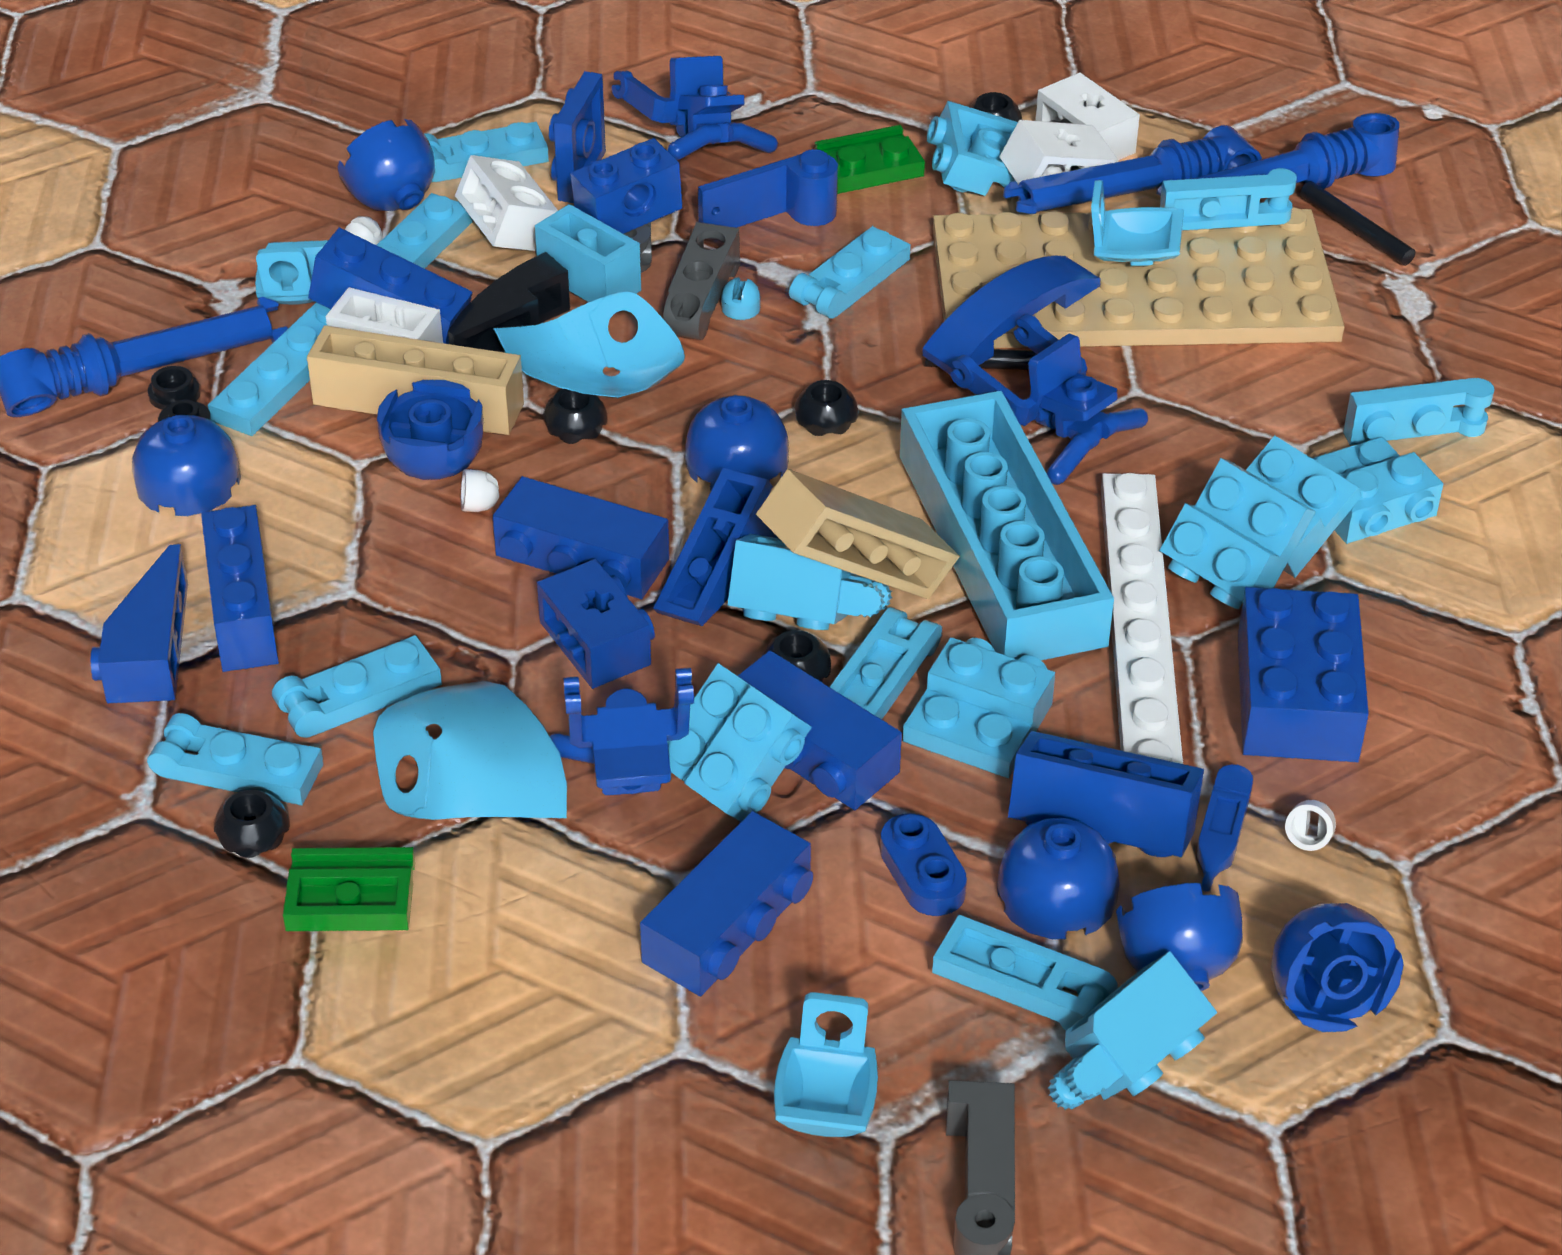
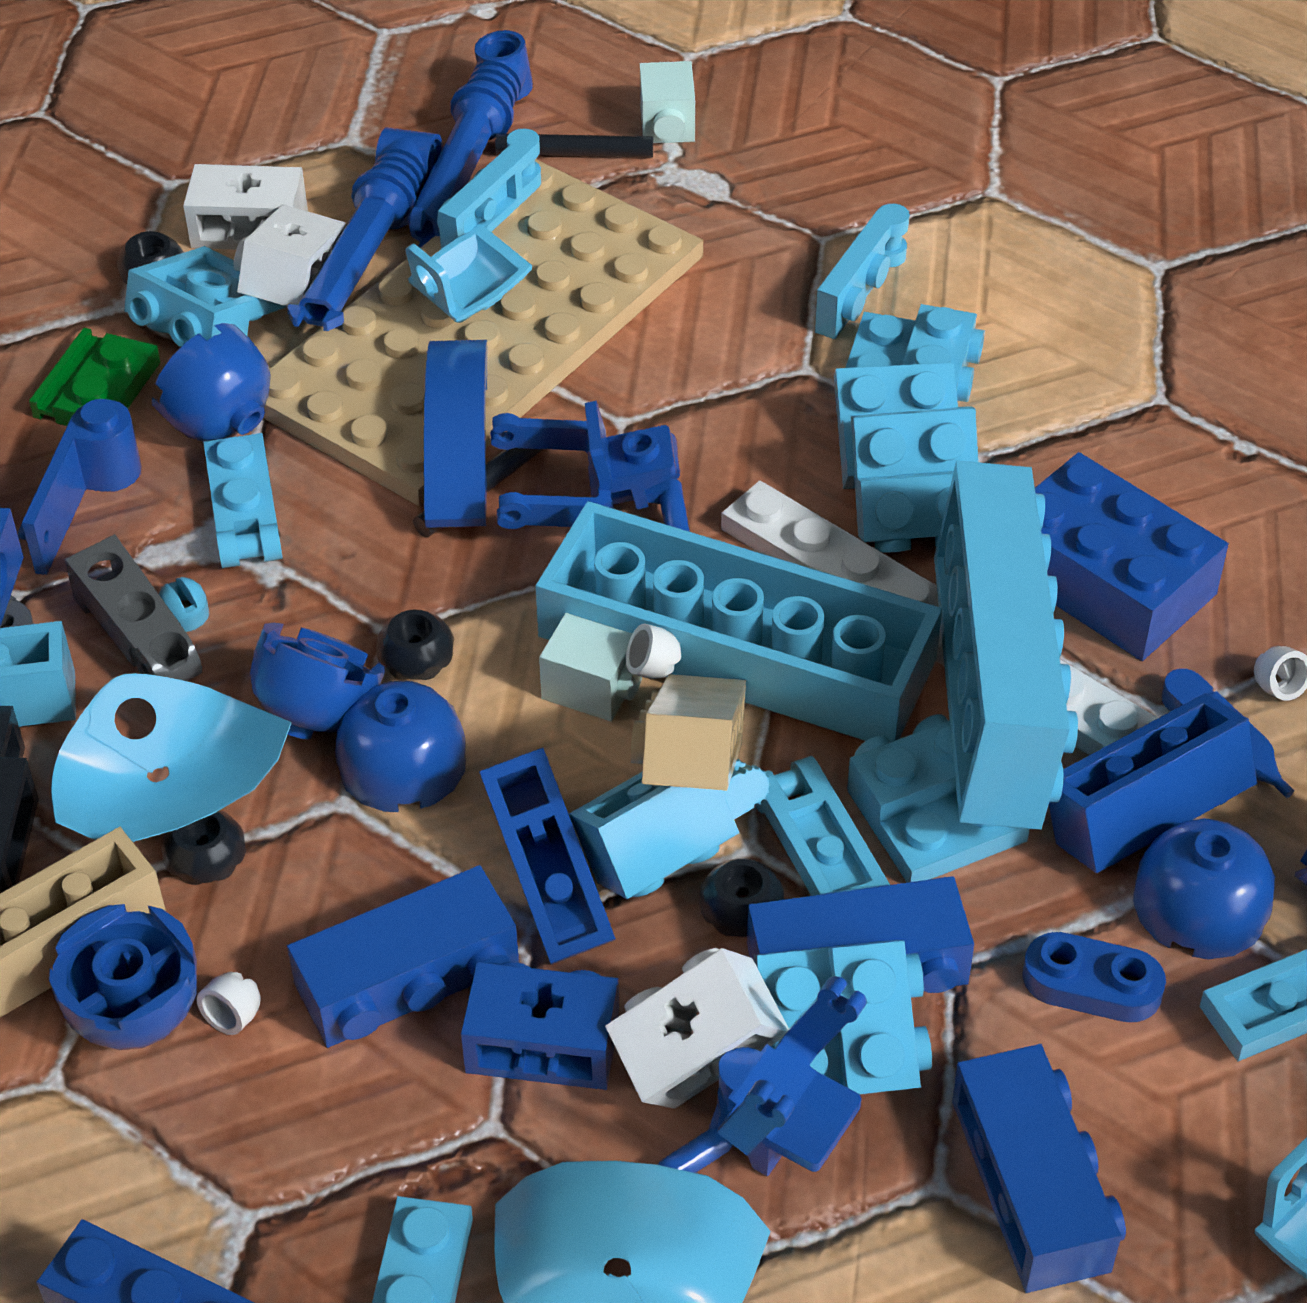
camera: 50 degrees left, 5 degrees up
(644, 664) = (656, 1028): none -> white brick
(727, 364) = (309, 678): none -> blue cylinder
(894, 479) = (587, 667): none -> light aqua brick
(908, 192) = (214, 386): none -> blue cylinder
(918, 495) = (652, 652): none -> white hinge
(1099, 629) = (1002, 648): none -> medium azure brick
(1452, 233) = (667, 101): none -> light aqua brick

